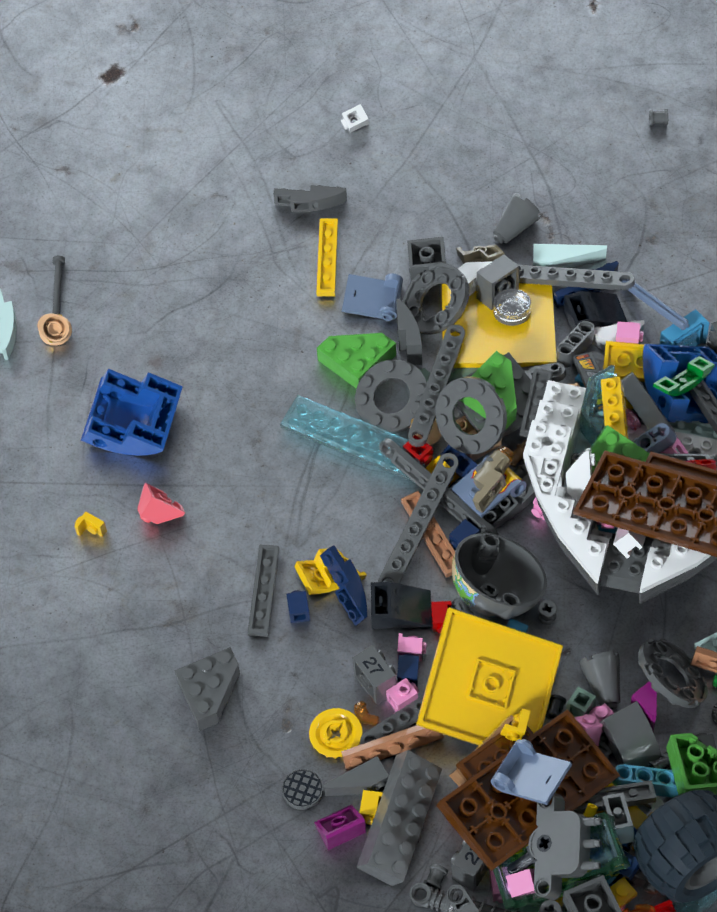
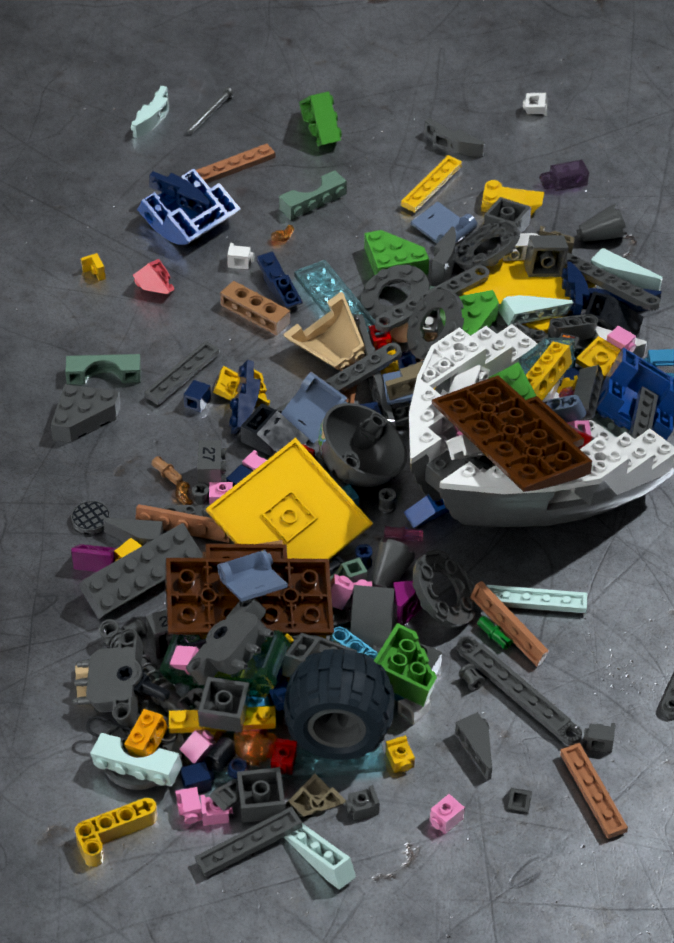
camera: 30 degrees right, 10 degrees down
(54, 329) = (183, 131): light nougat piece -> none
(121, 398) = (184, 191): none -> dark blue slope
(128, 335) = (236, 163): none -> nougat plate
(175, 242) = (322, 118): none -> bright green brick
(209, 616) = (83, 367): none -> sand green arch
(217, 436) = (239, 257): none -> white brick
(222, 348) = (298, 203): none -> sand green arch
(237, 388) = (283, 235): none -> clear orange arm
(275, 444) = (278, 282): none -> dark blue slope
(283, 488) = (255, 307): none -> medium nougat brick
(333, 699) = (166, 470): none -> medium nougat axle
(334, 720) = (156, 485): yellow gear -> none
(376, 475) = (332, 337): none -> tan cone
(383, 706) = (200, 494): none -> dark grey bush
(395, 236) = (494, 190): none -> yellow slope
(417, 556) = (311, 405): none -> sand blue door
(440, 182) = (565, 176): none -> clear purple hinge
(512, 307) = (543, 278): clear piece -> none
(518, 727) = (276, 545): yellow bracket -> none
(531, 348) = (530, 308): none -> light aqua slope
(547, 299) = (575, 288): none -> dark blue slope
(571, 674) = (364, 552): none -> dark blue bush
(585, 636) = (403, 533): none -> clear pink axle
(588, 603) = (425, 511): none -> blue slope
(658, 306) = (664, 332): sand blue axle -> none
(686, 380) = (652, 389): green slope -> none

